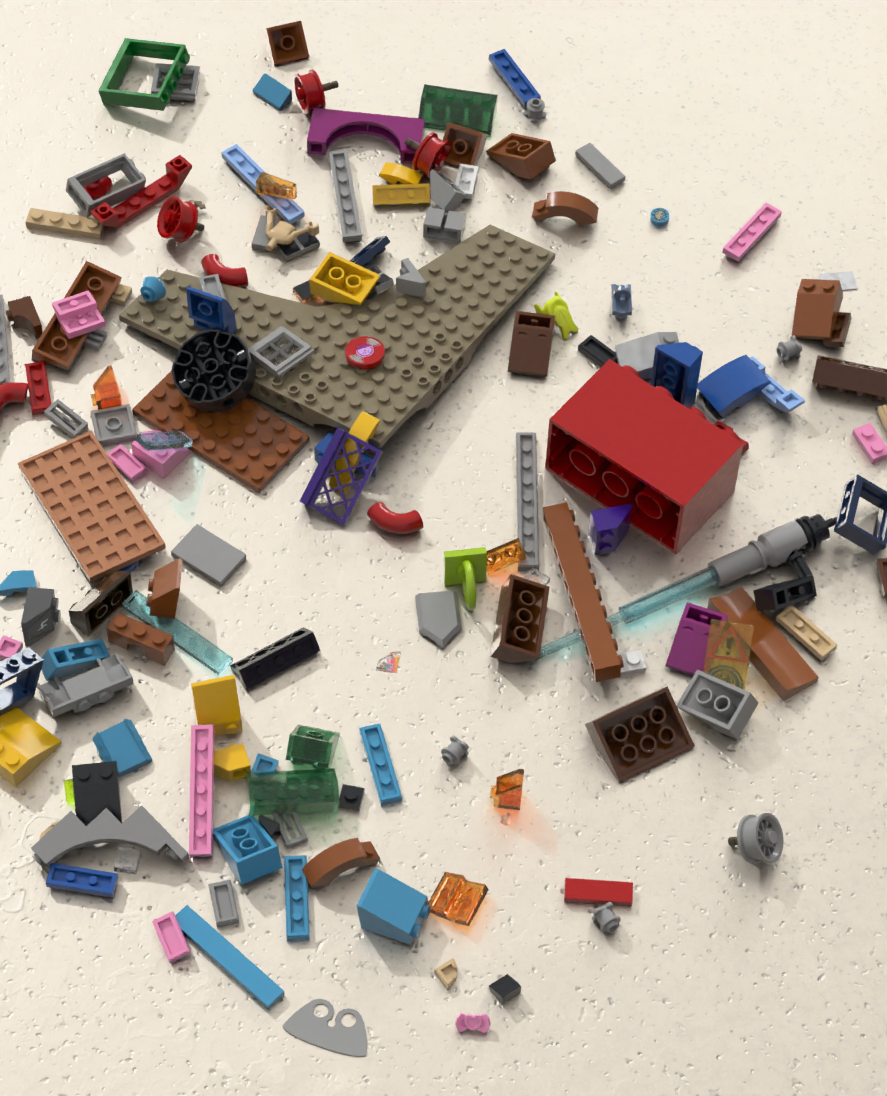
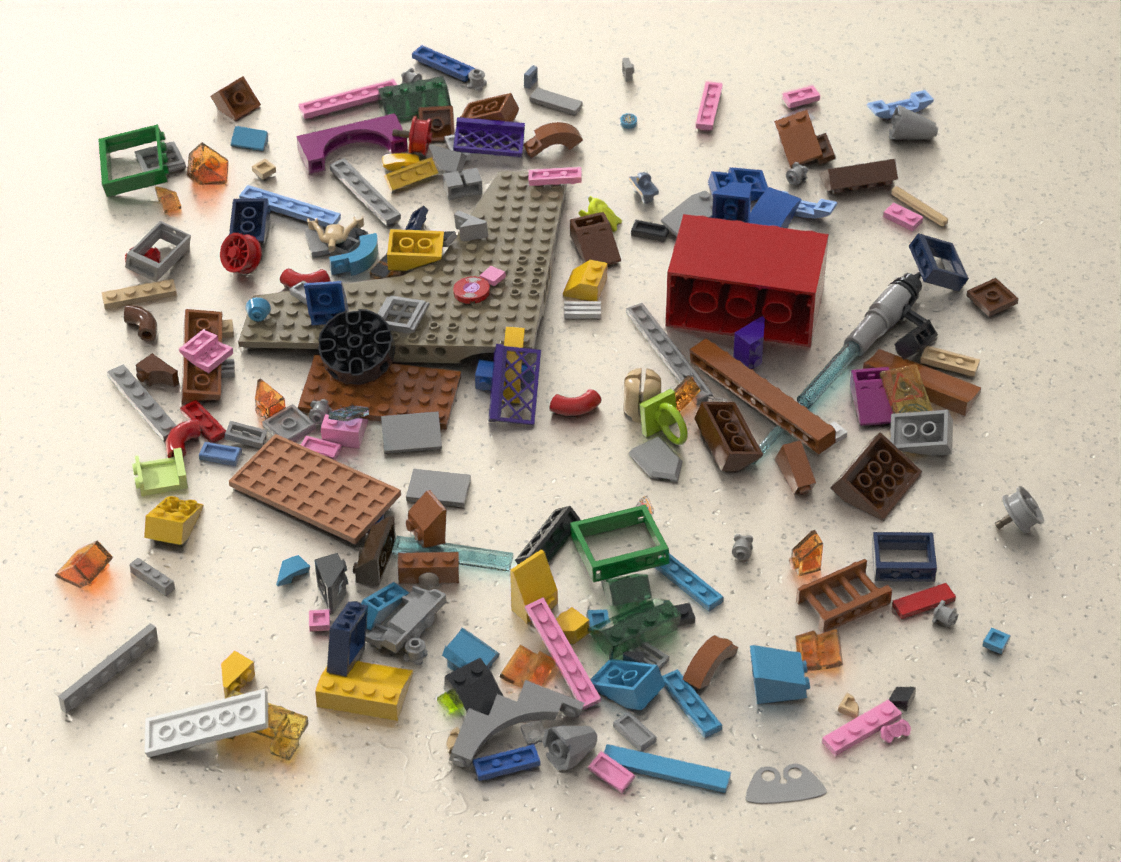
camera: 25 degrees left, 10 degrees down
(32, 429) = (220, 453): none -> medium blue tile
(49, 255) = (143, 319): none -> reddish brown cylinder
(74, 722) = (415, 651): none -> light grey brick
(147, 423) = (319, 410): none -> light grey brick
(150, 890) = (568, 745): none -> light grey cone
(154, 129) = (168, 199): none -> clear orange slope
(165, 789) = (527, 666): none -> clear orange slope
(176, 173) = (198, 249): red slope -> none
(211, 185) = (250, 217): none -> dark blue slope
(212, 107) = (207, 166): none -> clear orange slope
(218, 483) = (411, 432): none -> light grey tile
(264, 131) = (263, 169): none -> tan plate
(275, 186) = (297, 199): clear orange slope -> none
(293, 269) = (357, 260): none -> dark azure arch
(311, 91) = (285, 124): red wheel -> none
(334, 720) = (624, 563): none -> green window
(390, 82) = (342, 100): none -> bright pink plate
(395, 345) = (493, 275): none -> bright pink tile
(444, 1002) = (861, 727): none -> bright pink plate
(461, 532) = (632, 391): none -> tan cylinder
(469, 82) = (410, 76): none -> light grey brick
(474, 413) = (582, 309): none -> white tile
(496, 386) = (587, 281): none -> yellow slope
(509, 174) = (488, 130): none -> dark purple fence
(520, 870) = (845, 611): none -> dark orange fence
(533, 255) = (555, 176): none -> bright pink plate
(563, 688) = (795, 467): none -> dark orange slope
(590, 127) = (530, 77): none -> sand blue tile
(602, 852) = (904, 570): none -> dark blue window
(640, 970) = (996, 640): none -> dark azure plate
(695, 156) = (627, 69): none -> light grey plate
(721, 337) = (753, 176): none -> blue slope
(855, 259) = (801, 96): none -> bright pink plate

